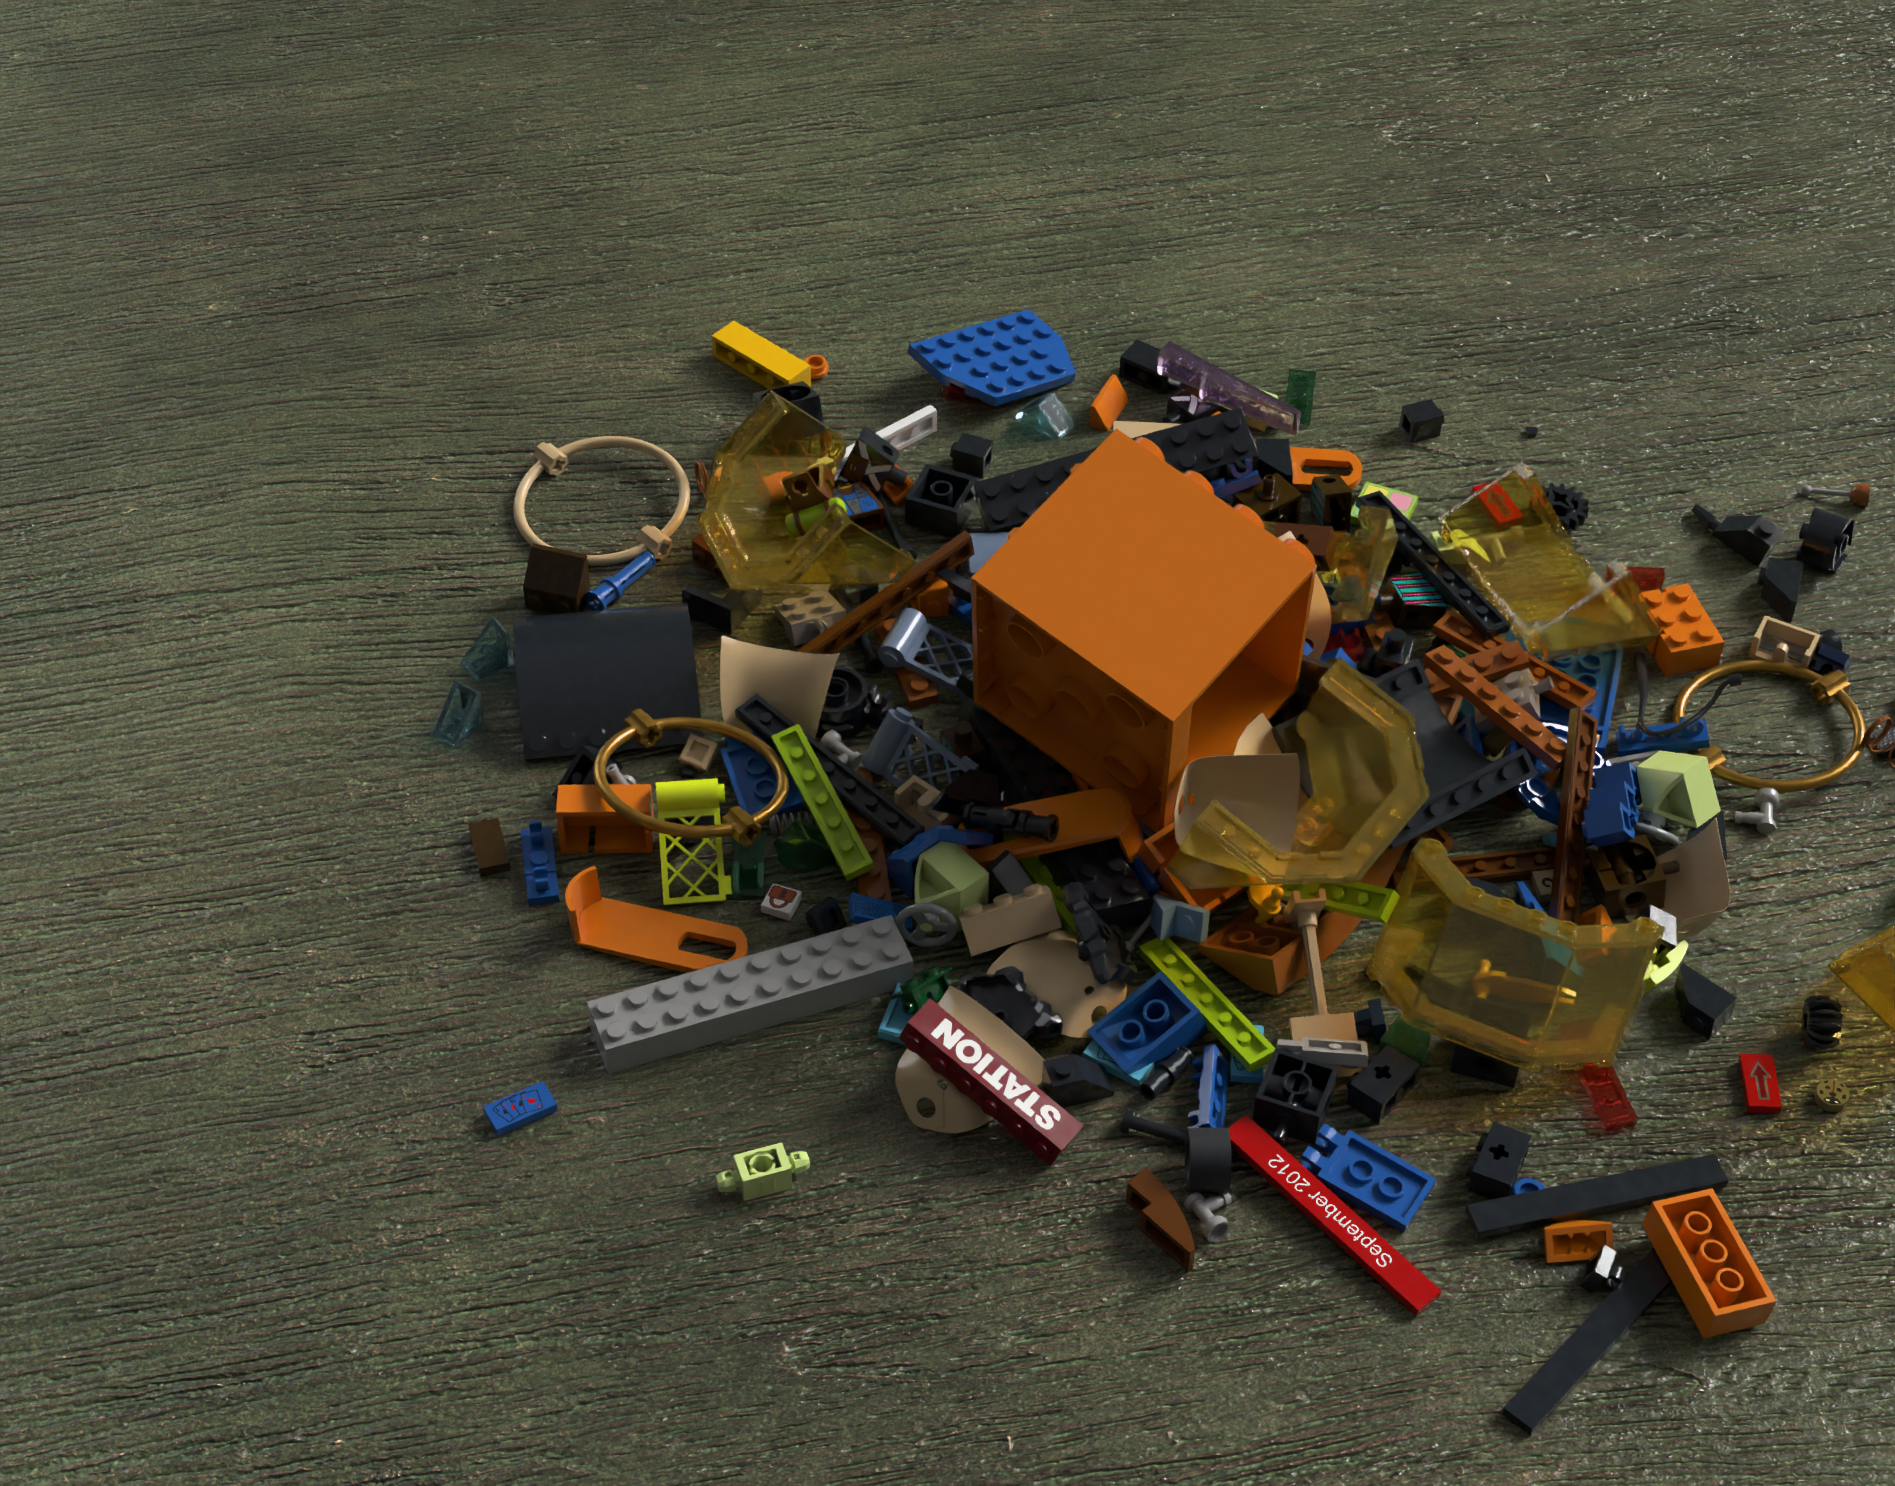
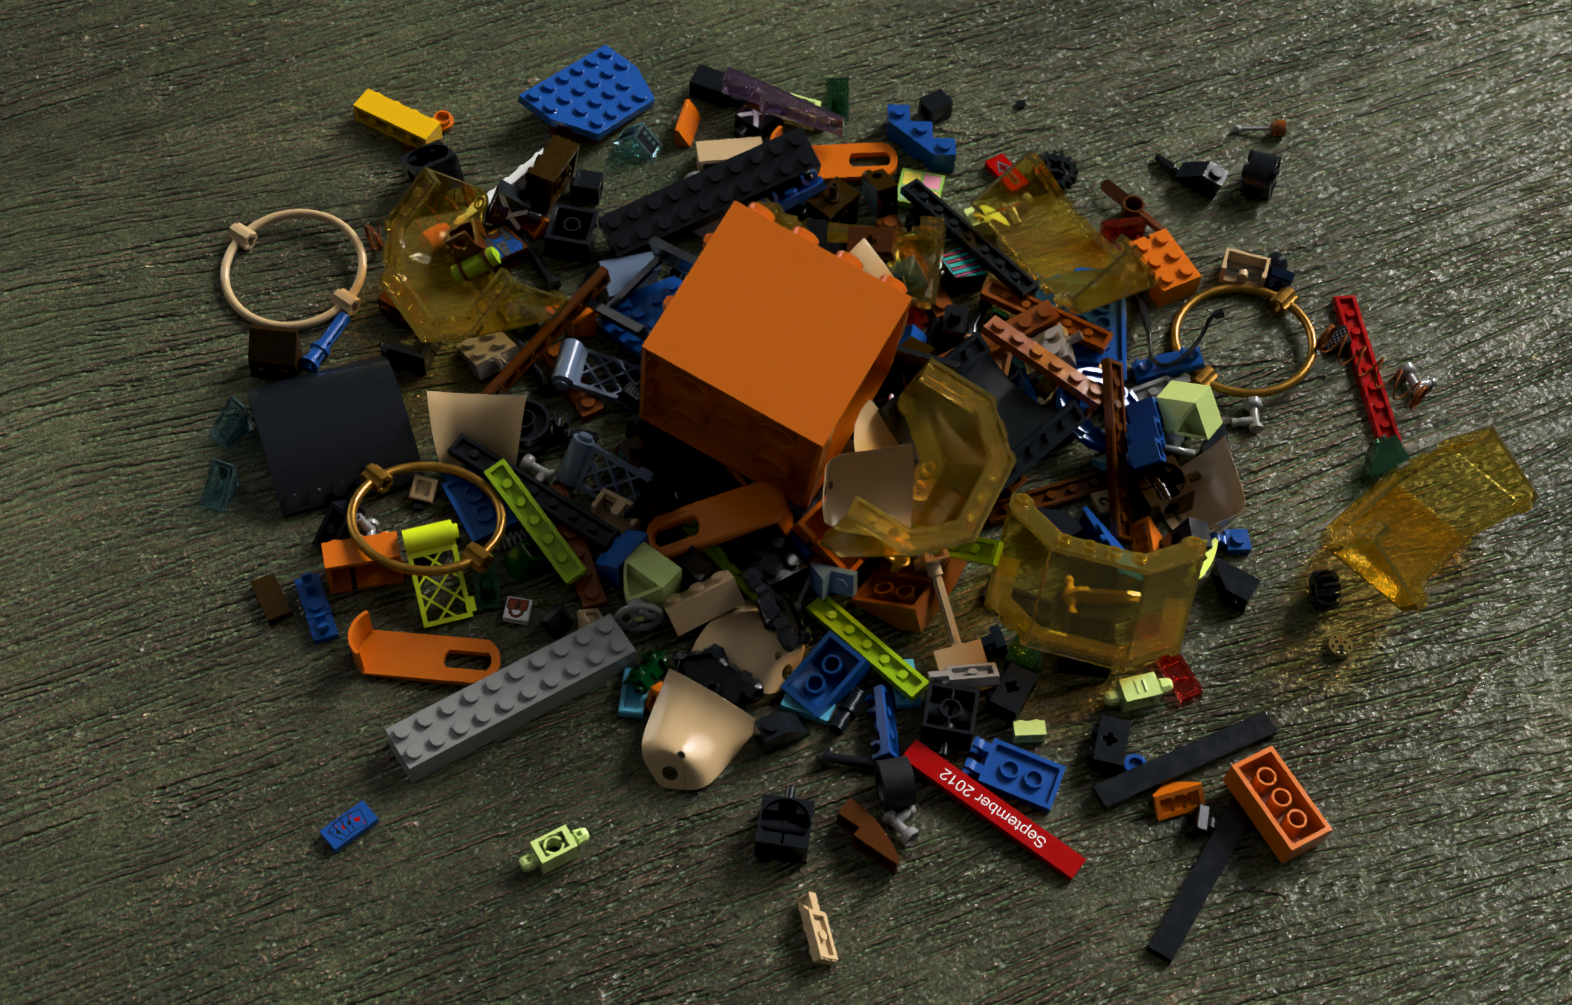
camera: 15 degrees left, 10 degrees up
(867, 908) = (593, 609): blue tile -> none
(929, 432) = (551, 173): none -> dark brown brick
(965, 837) = (658, 540): blue tile -> none
(990, 1082) = (716, 746): dark red brick -> none
(1011, 821) = (690, 522): black piece -> none
(1056, 1191) = (784, 827): none -> black piece
(1073, 1317) = (817, 930): none -> tan hinge
(1274, 458) = (831, 161): black slope -> none
(1391, 453) = (918, 140): none -> blue brick
(1396, 1131) = (1028, 731): none -> yellowish green piece
(1549, 1106) = (1138, 691): none -> yellowish green piece
(1647, 554) = (1129, 201): none -> reddish brown piece
(1710, 952) = (1233, 541): none -> blue plate
(1759, 1083) = (1286, 645): red tile -> none
(1781, 586) = (1233, 218): black slope -> none

